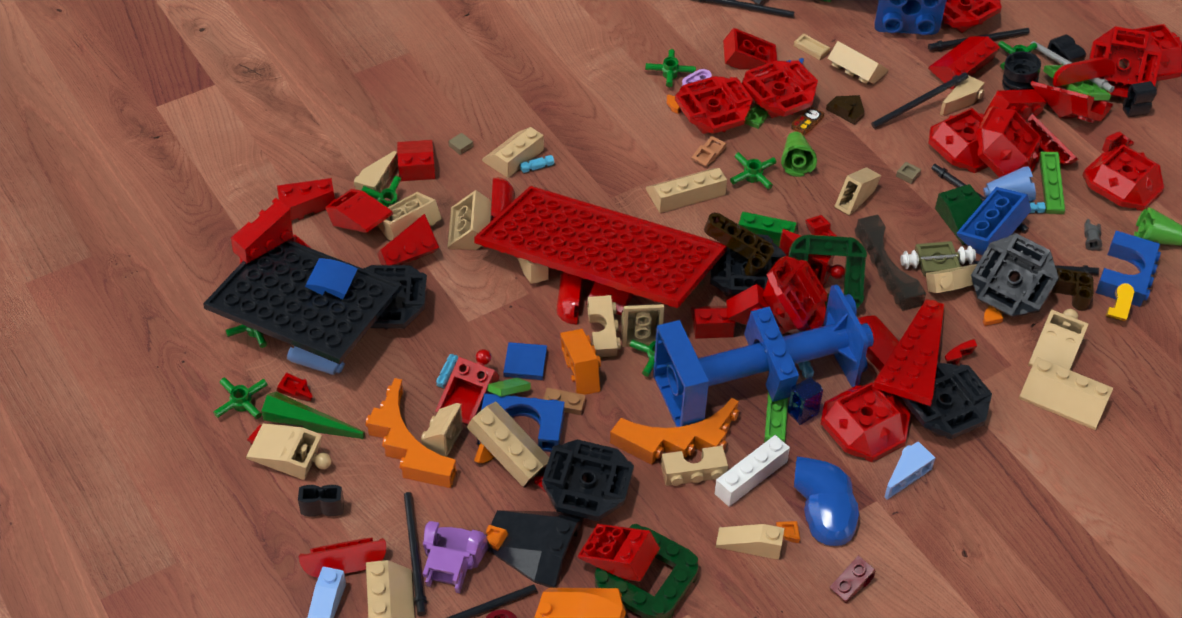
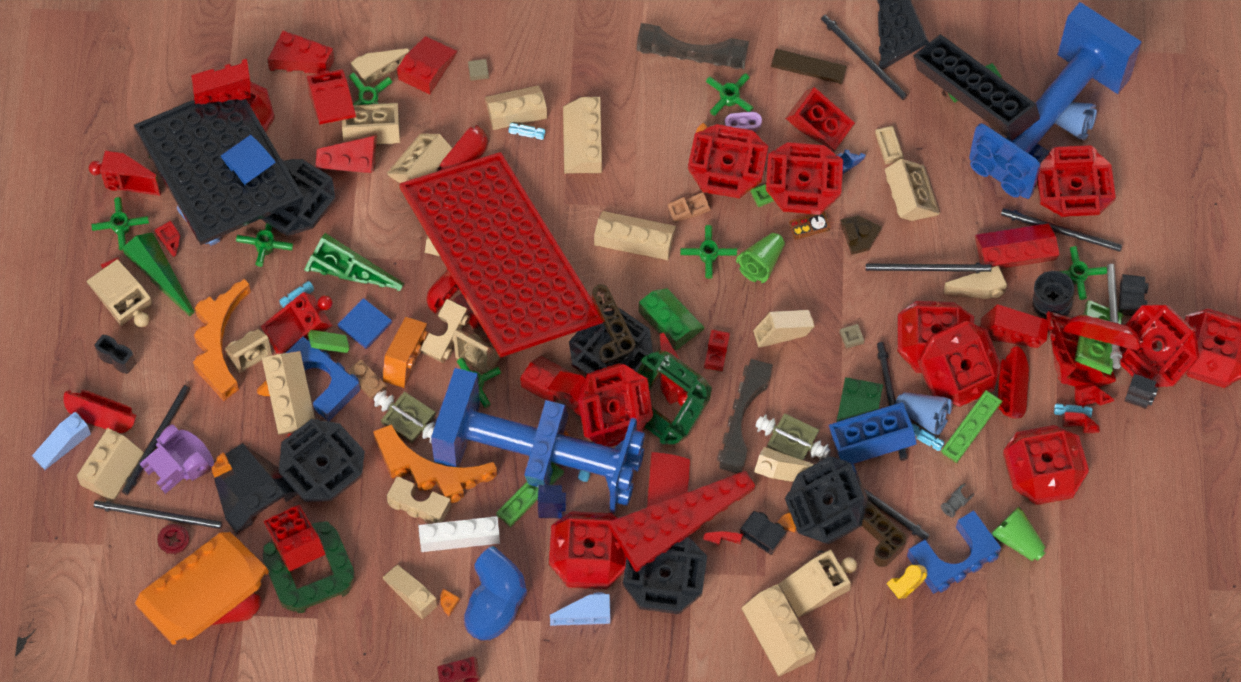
camera: 35 degrees right, 15 degrees up
(219, 354) = (125, 174): none -> red slope
(387, 345) = (264, 243): none -> green bar
(460, 327) = (338, 260): none -> green wedge
(584, 61) = (727, 53): none -> clear smoke arch
(586, 144) = (582, 136): none -> tan slope
(627, 405) = (406, 415): none -> olive plate
(708, 27) = (808, 66): none -> dark brown tile
(986, 332) = (763, 532): none -> black brick
(1099, 140) = (1059, 409): none -> medium azure axle
(1106, 121) = (1091, 394): none -> red slope

